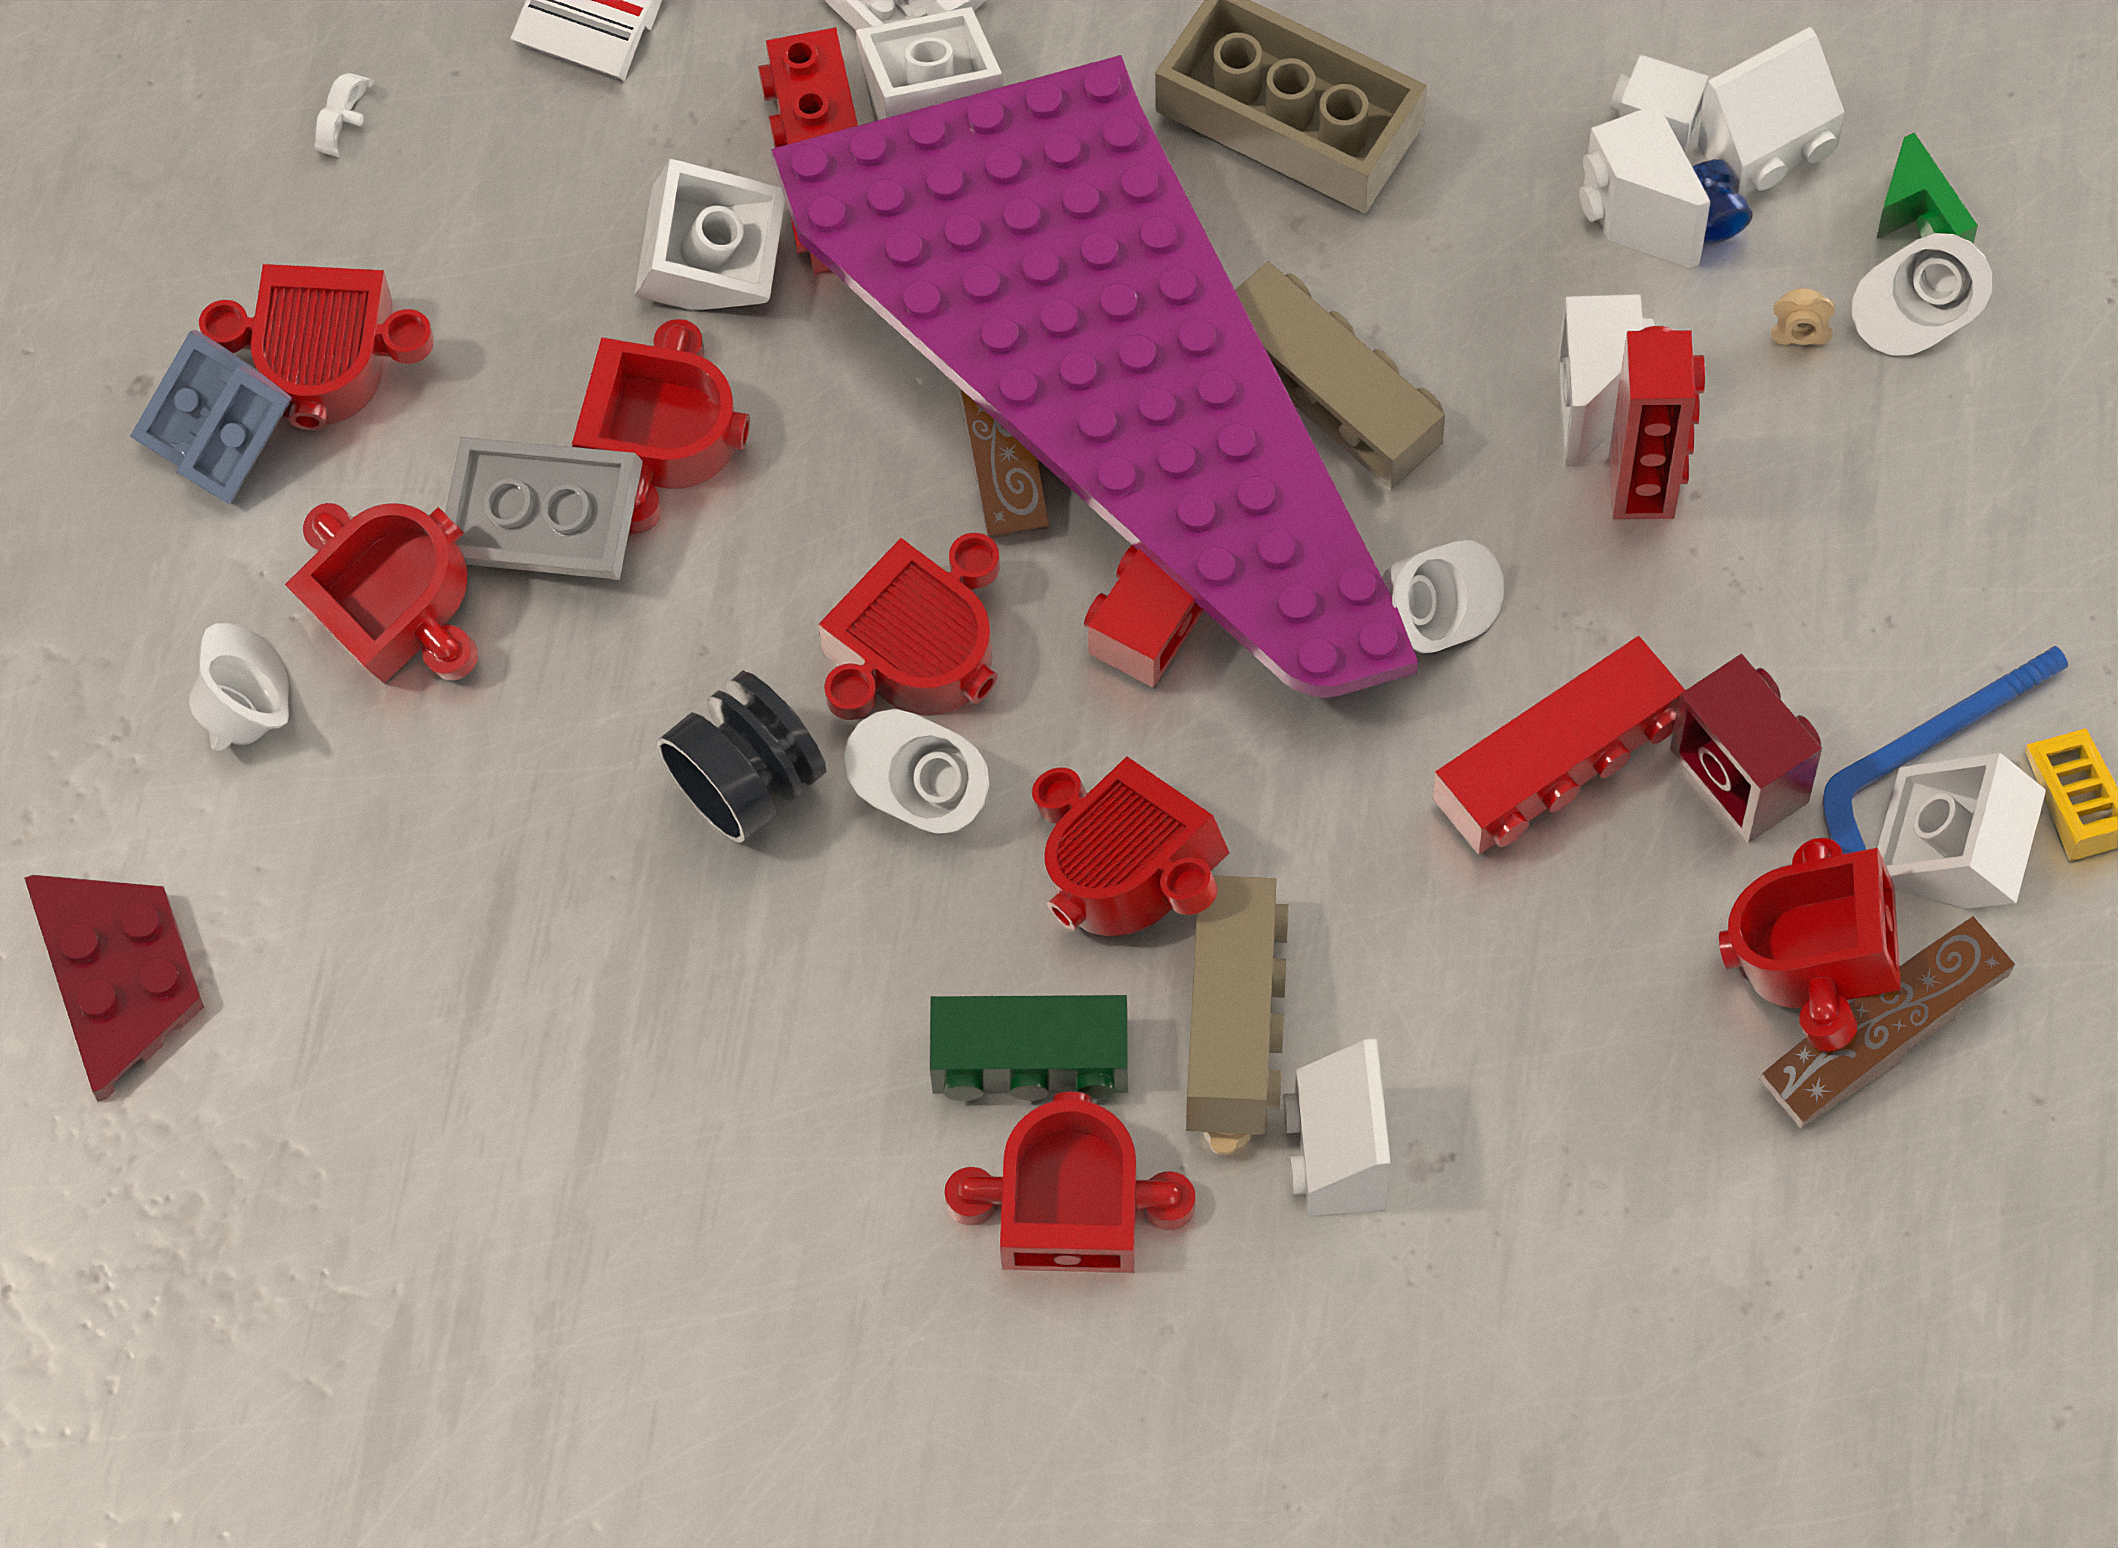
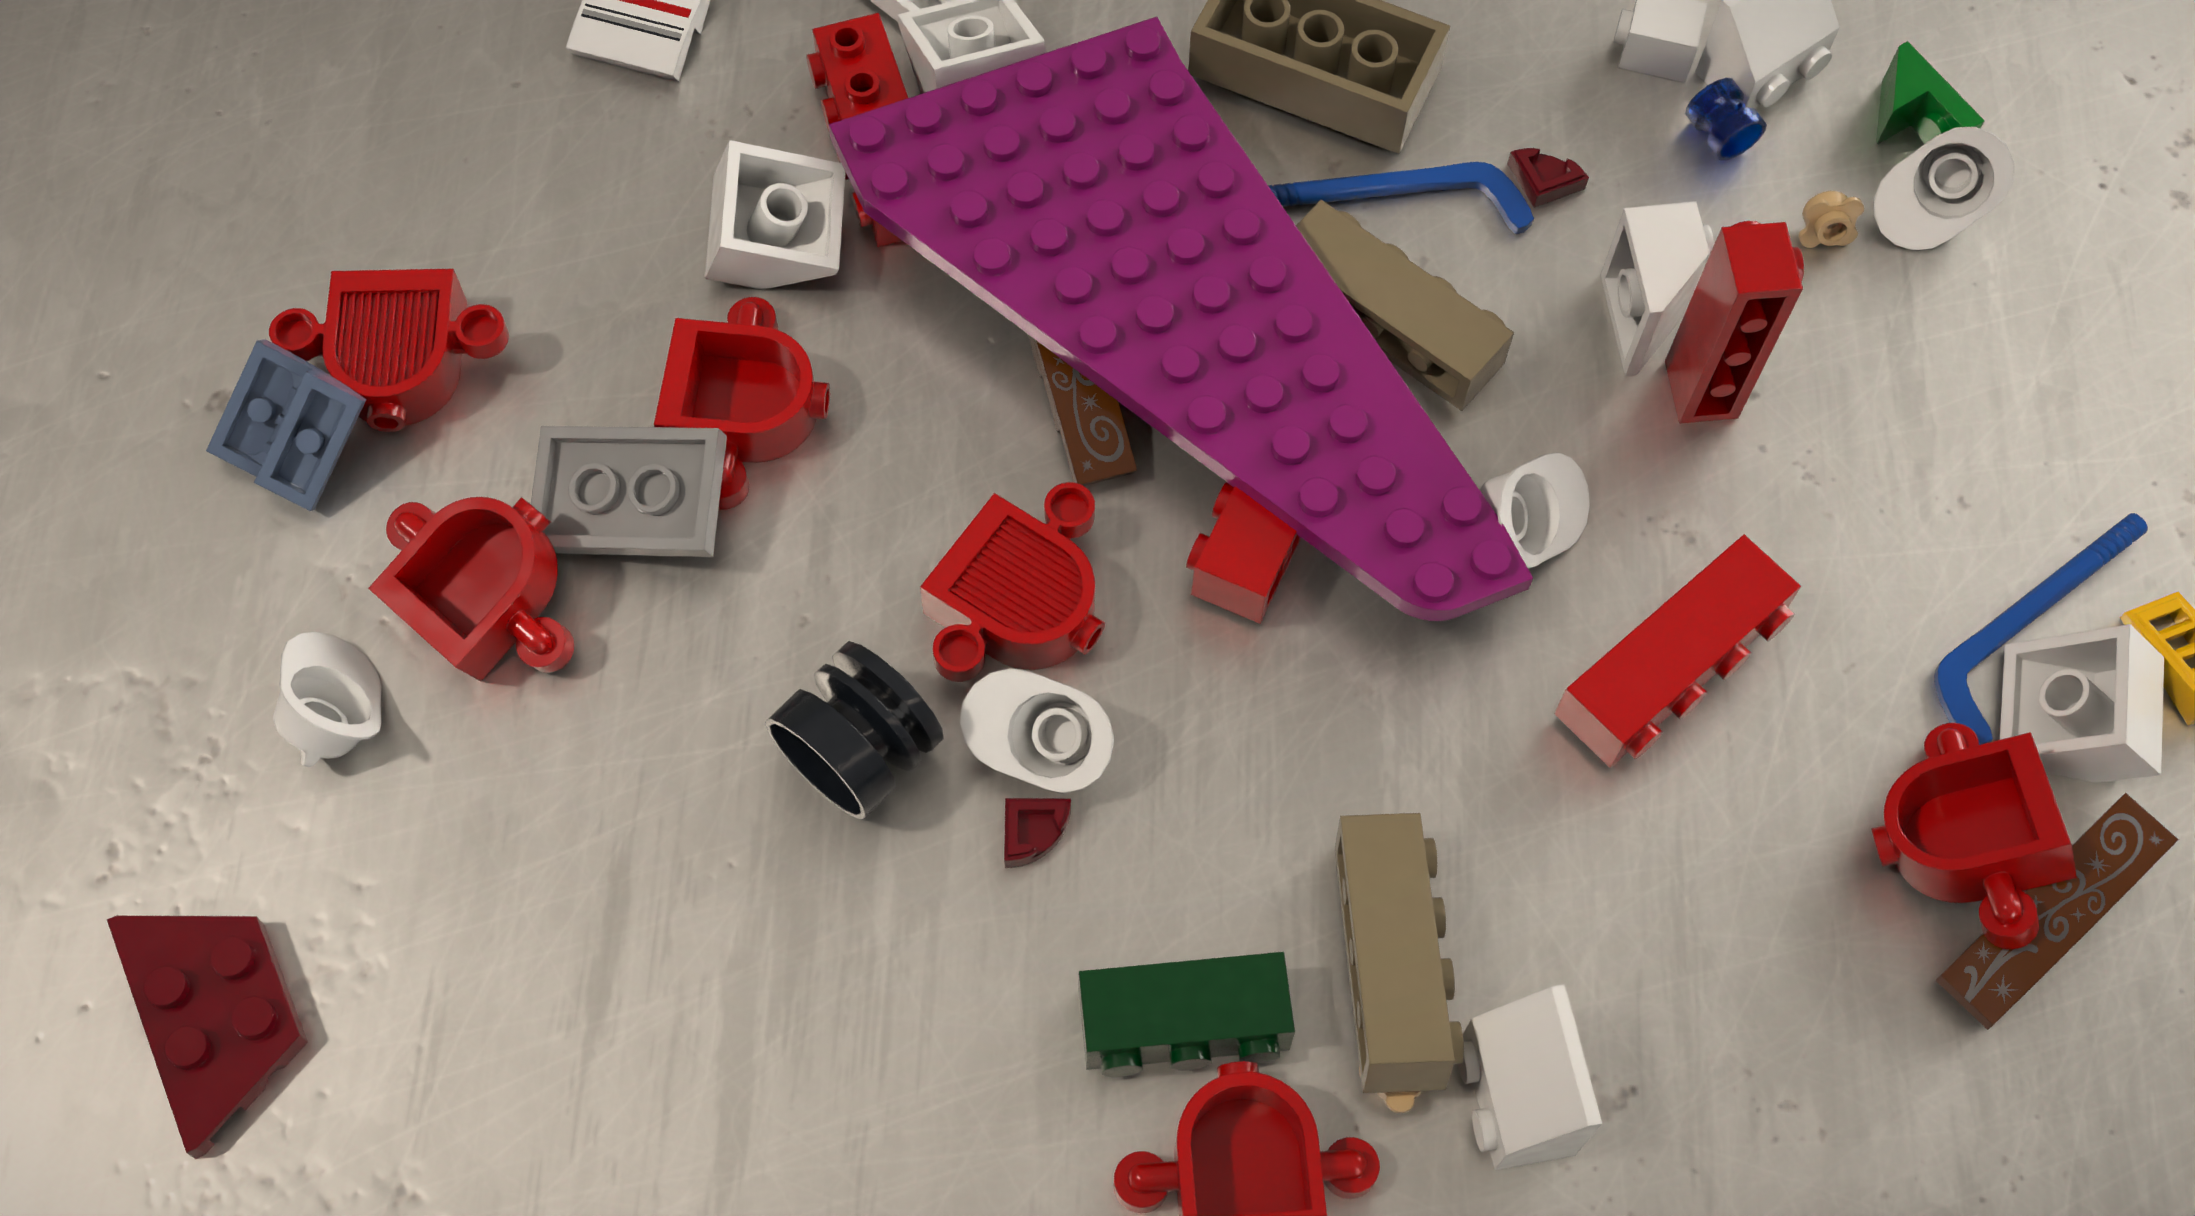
camera: 10 degrees left, 0 degrees up
(341, 98) = (404, 117): white piece -> none
(907, 866) = (1033, 828): none -> dark red tile
(1125, 849) = (1262, 795): red piece -> none
(1421, 242) = (1457, 176): none -> blue piece
(1516, 248) = (1545, 176): none -> dark red tile
(1645, 188) = (1670, 108): white slope -> none
(1746, 746) = (1868, 637): dark red brick -> none

